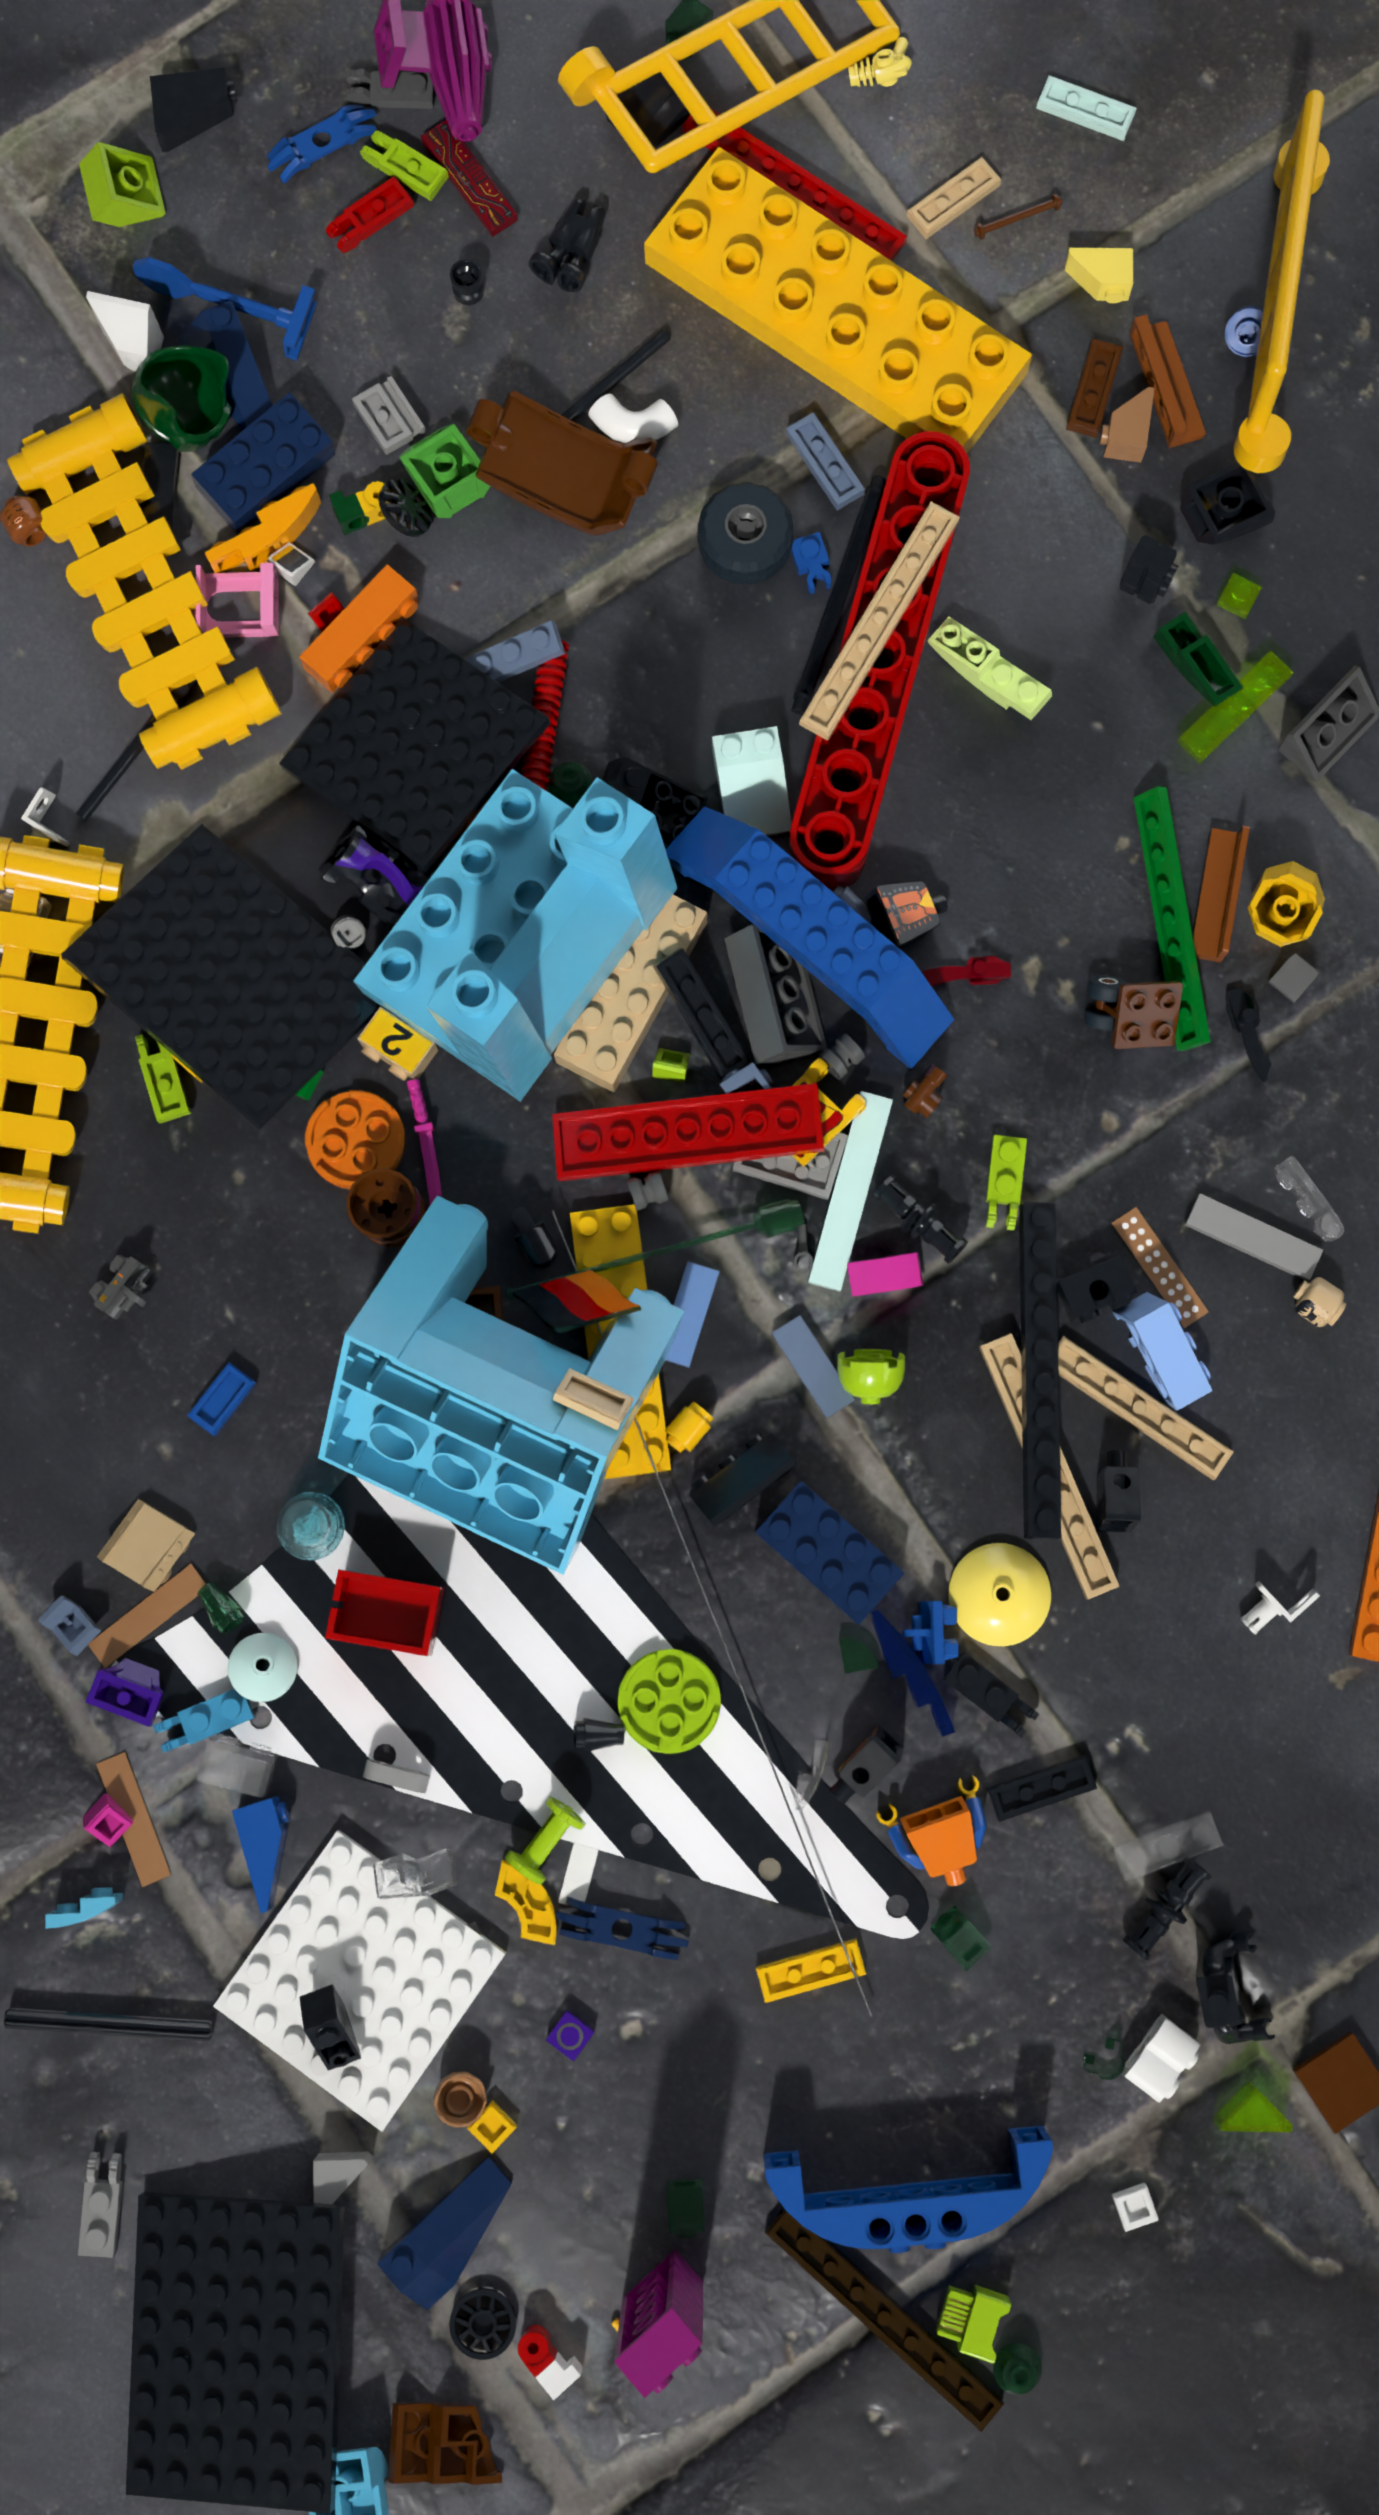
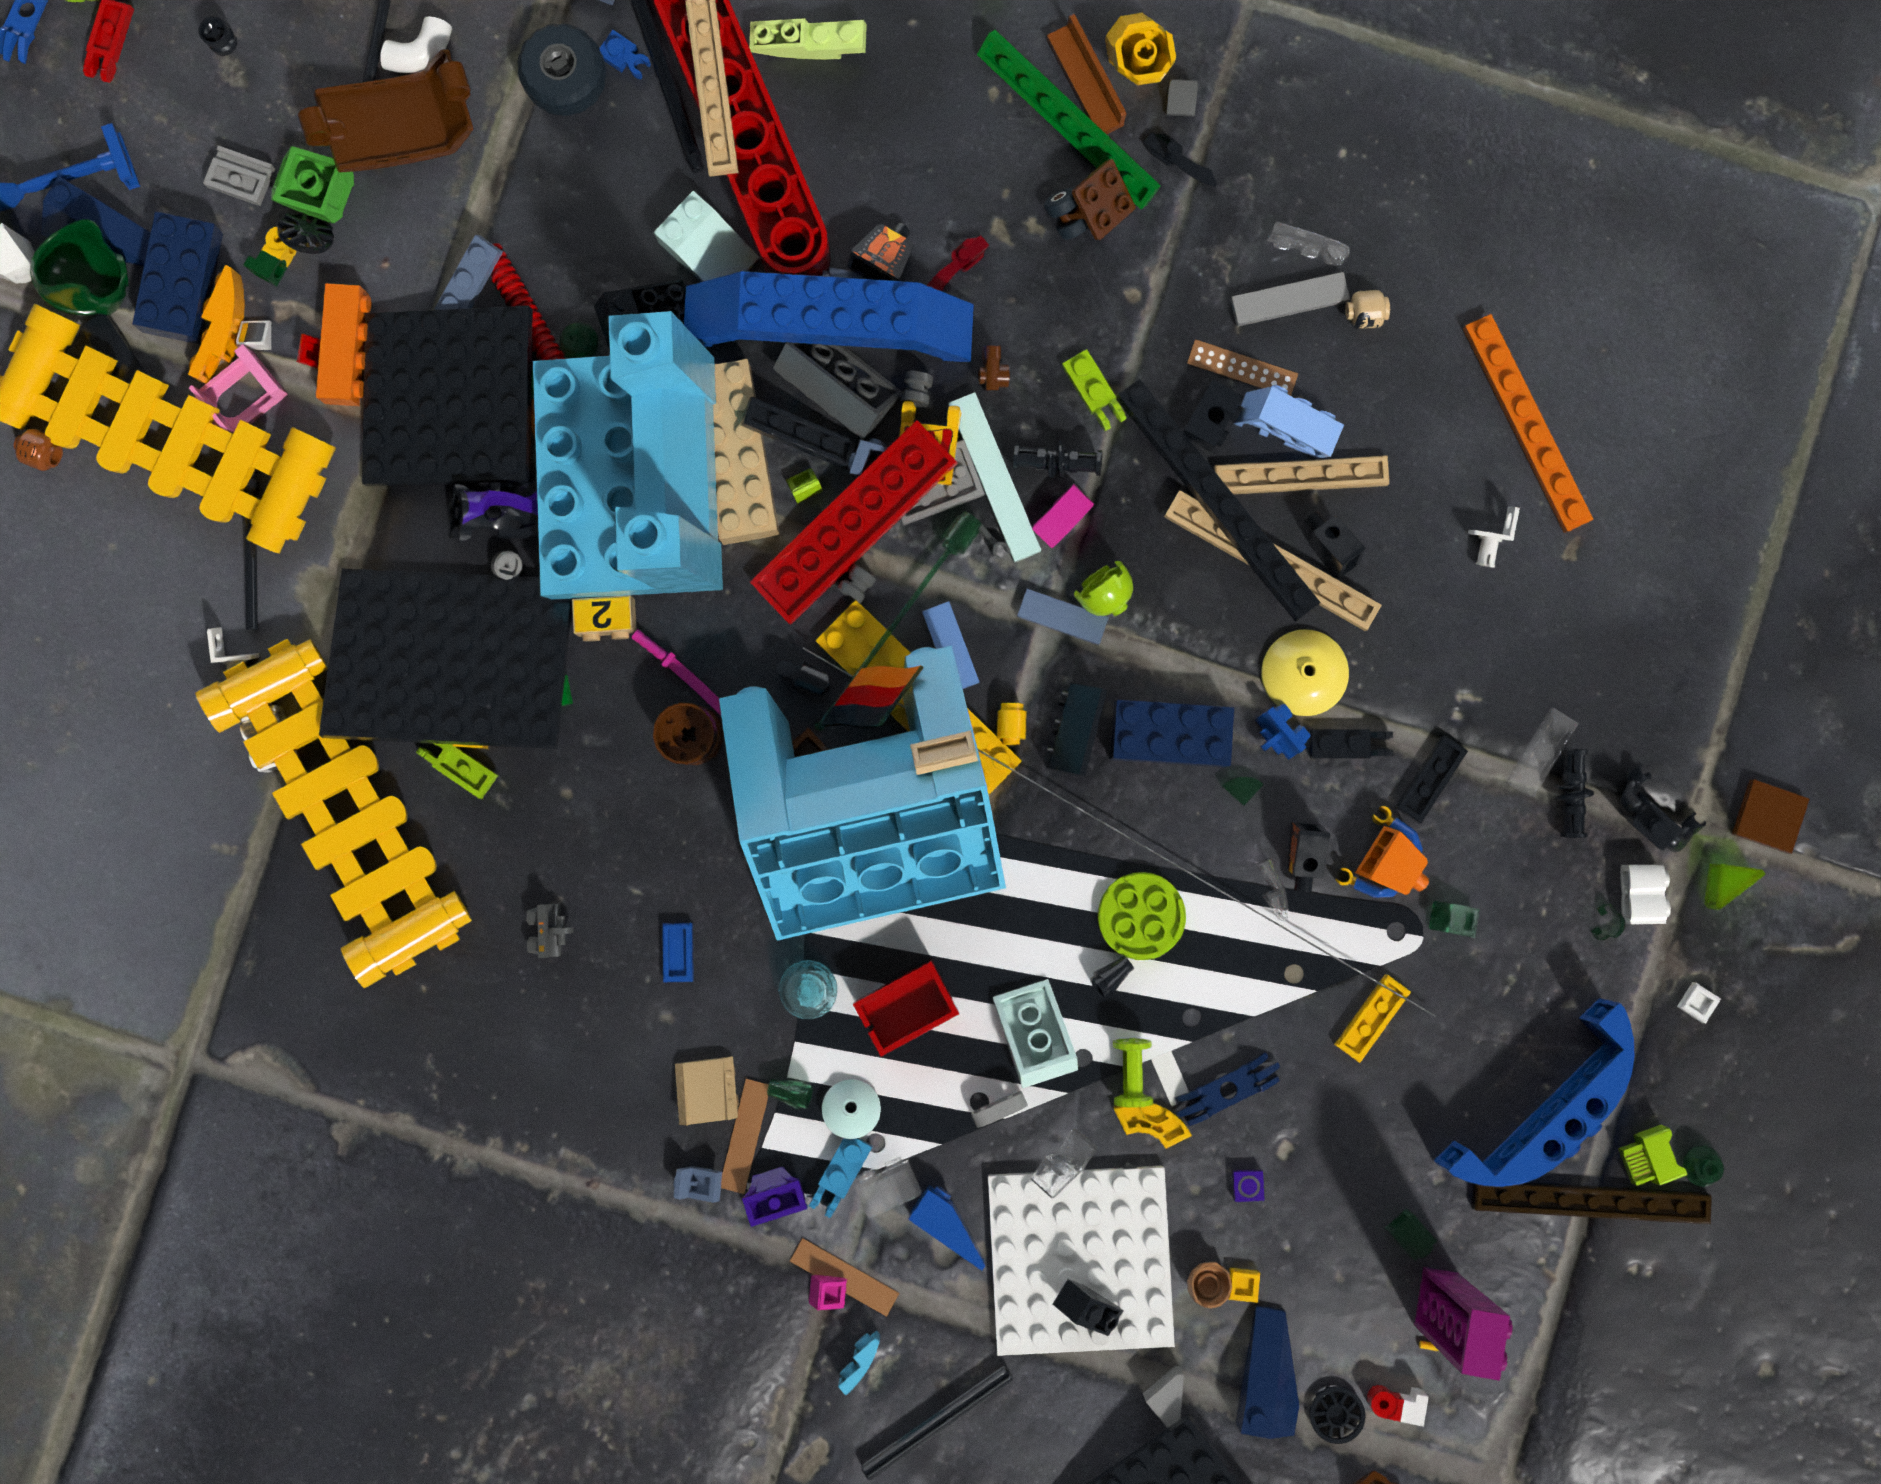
camera: 40 degrees left, 5 degrees up
(354, 1136) = (625, 704): orange tile -> none
(484, 1732) = (1035, 1033): none -> light aqua slope
(903, 1661) = (1277, 767): clear blue slope -> none

